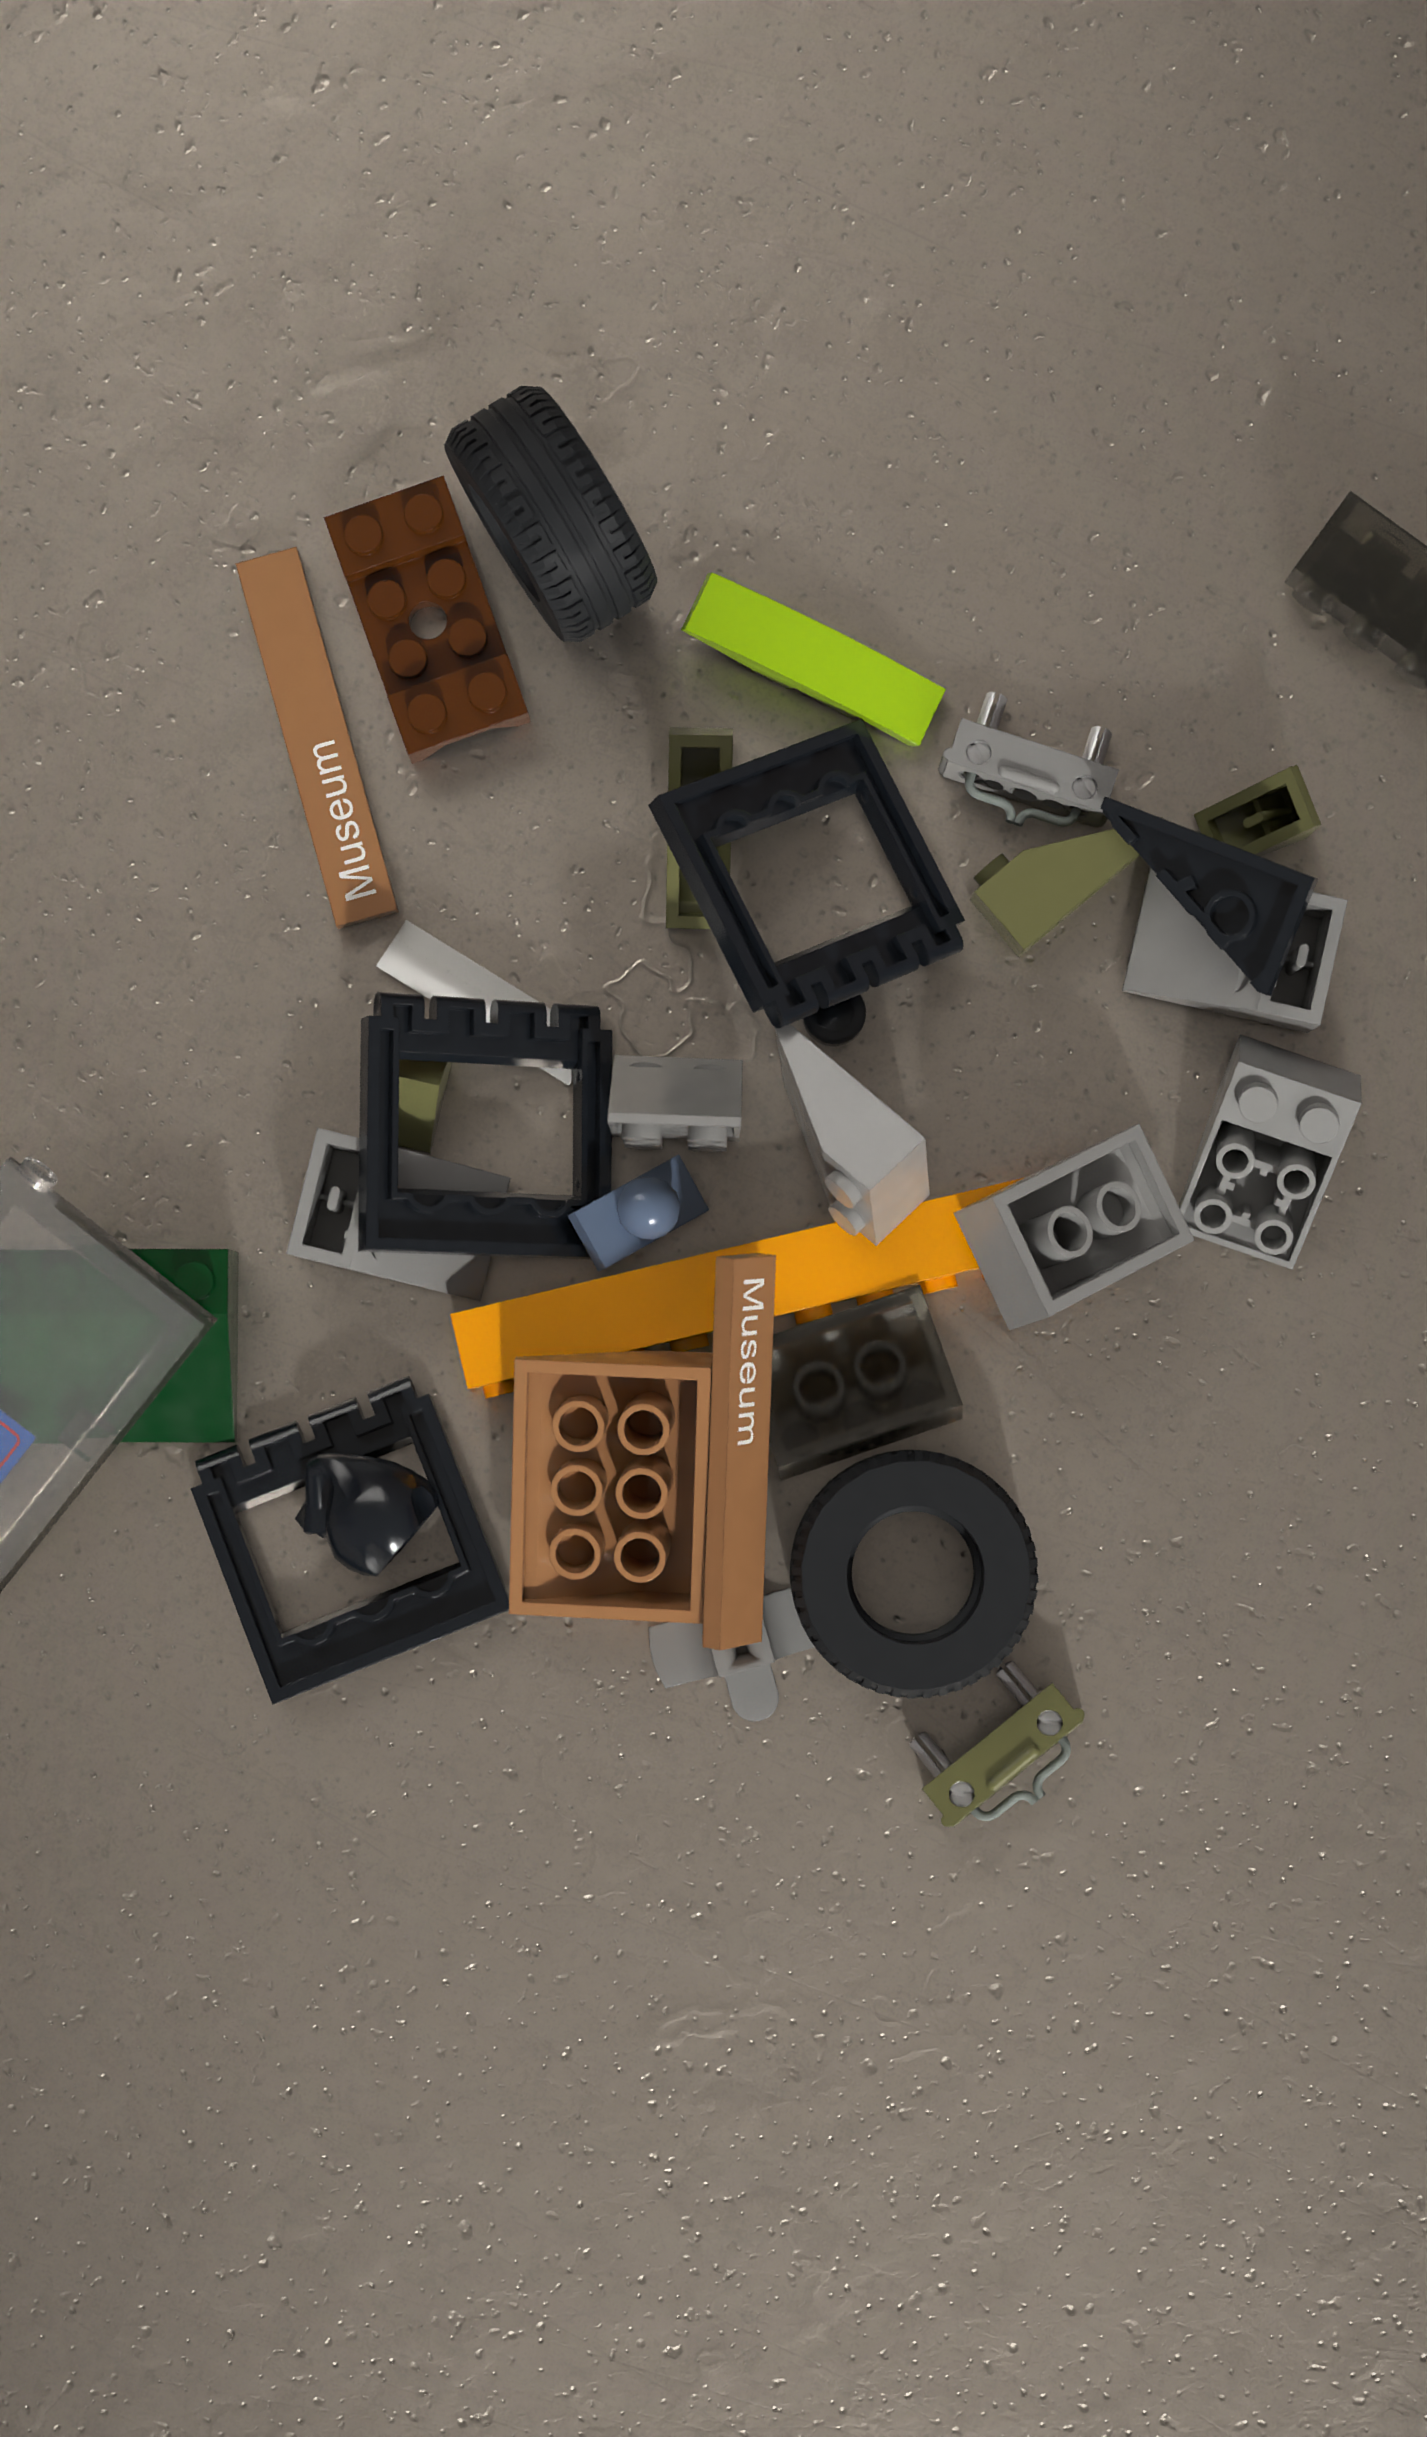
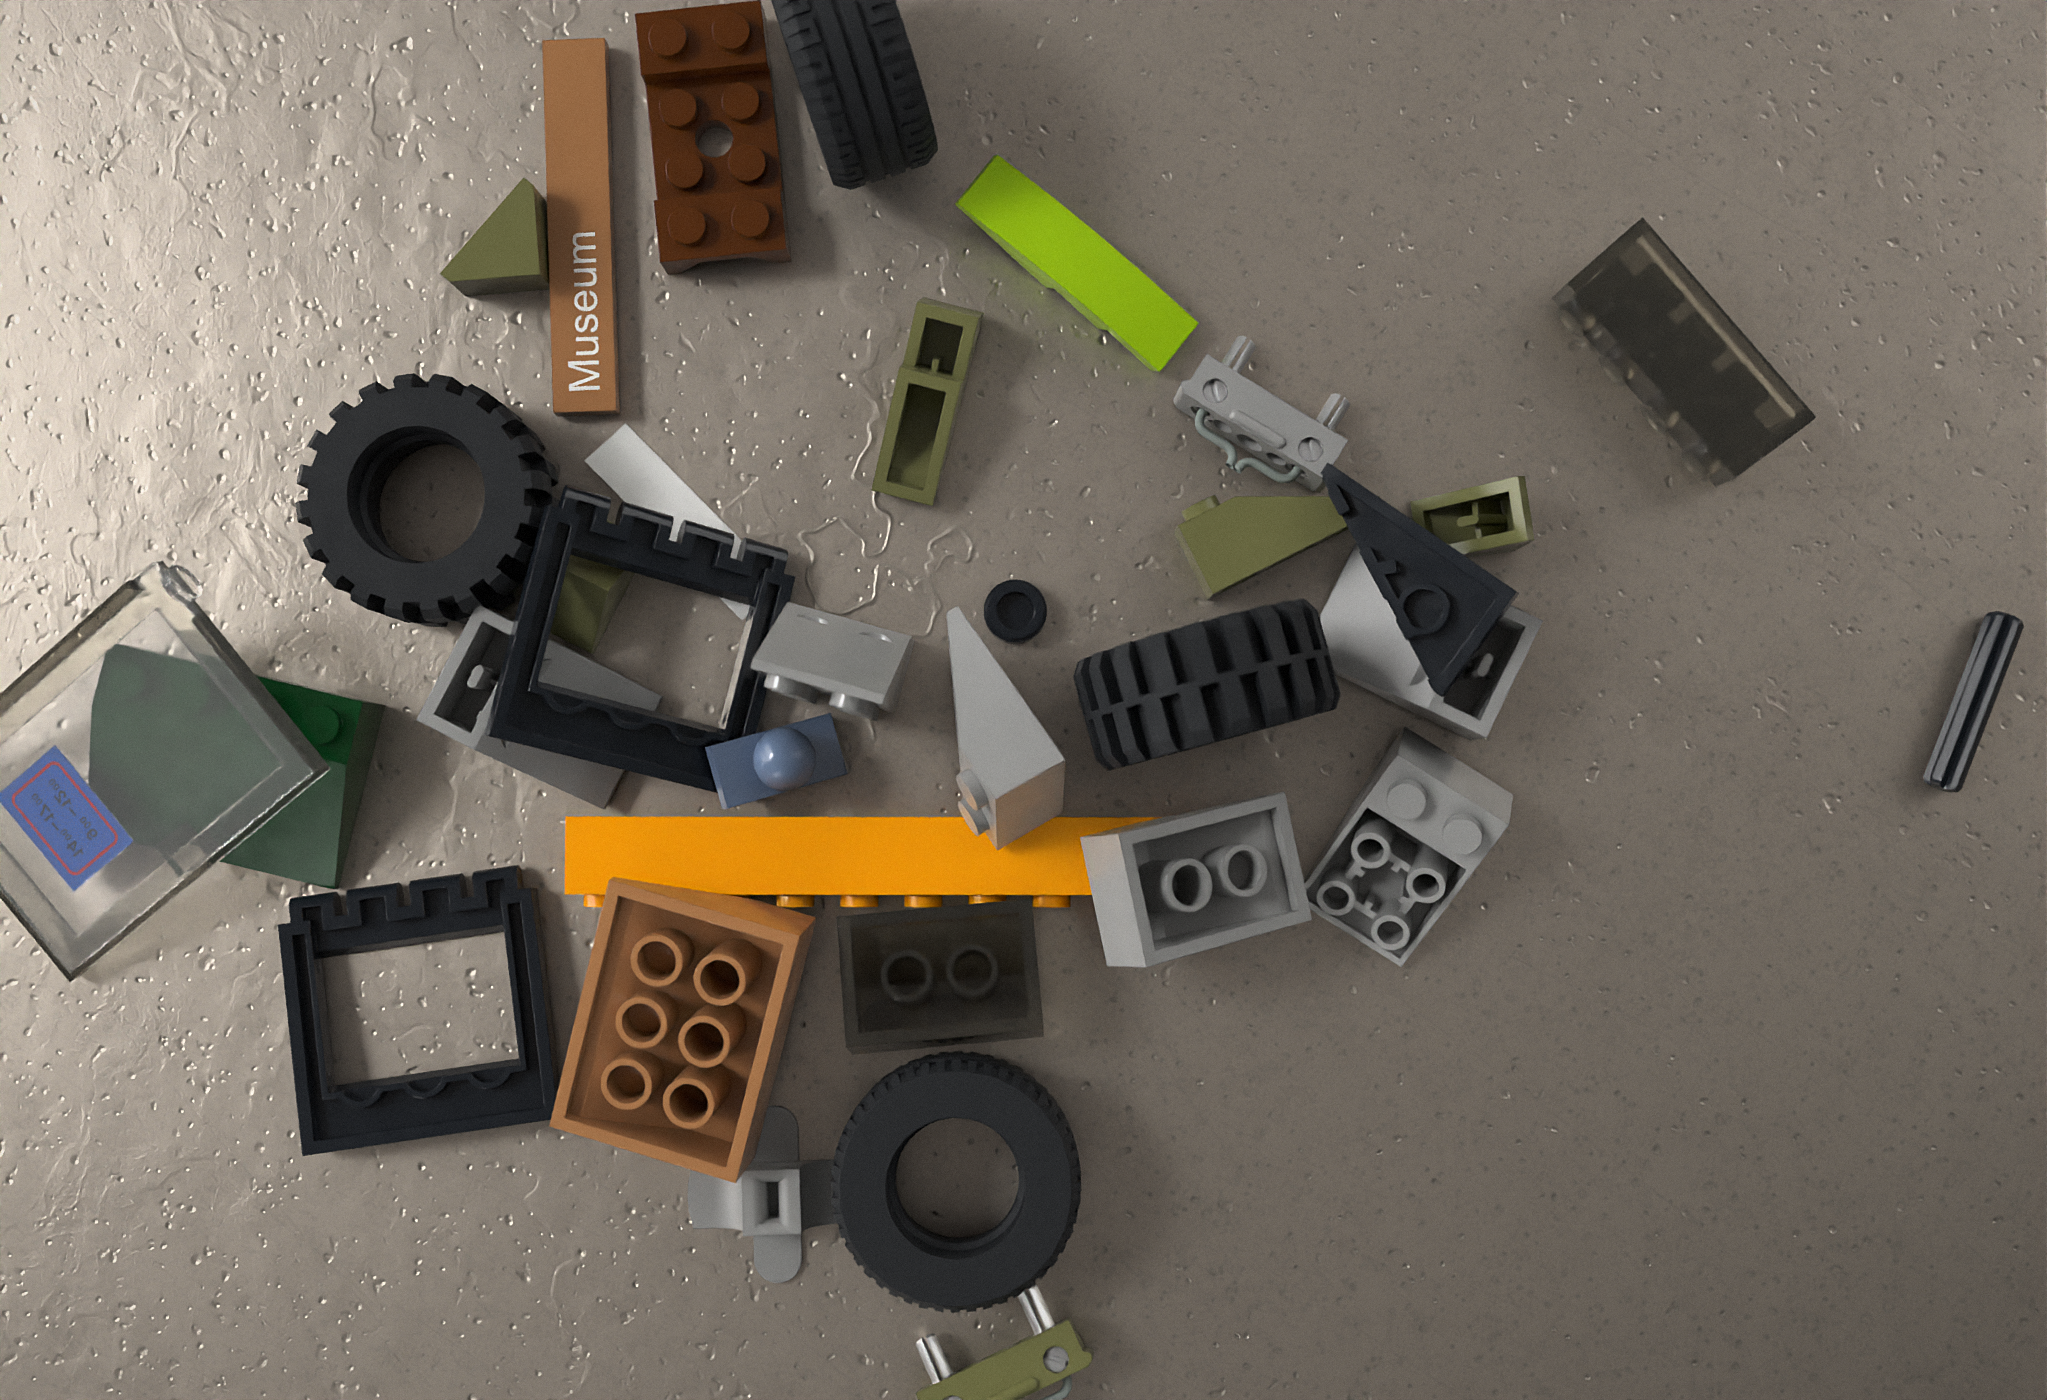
camera: 15 degrees right, 0 degrees up
(171, 992) = (365, 450): none -> black tyre
(254, 779) = (507, 250): none -> olive slope
(364, 1508) = (438, 987): black piece -> none
(738, 1450) = (810, 1021): medium nougat tile -> none
(774, 790) = (1010, 379): black hinge -> none
(1040, 1036) = (1206, 683): none -> black tyre

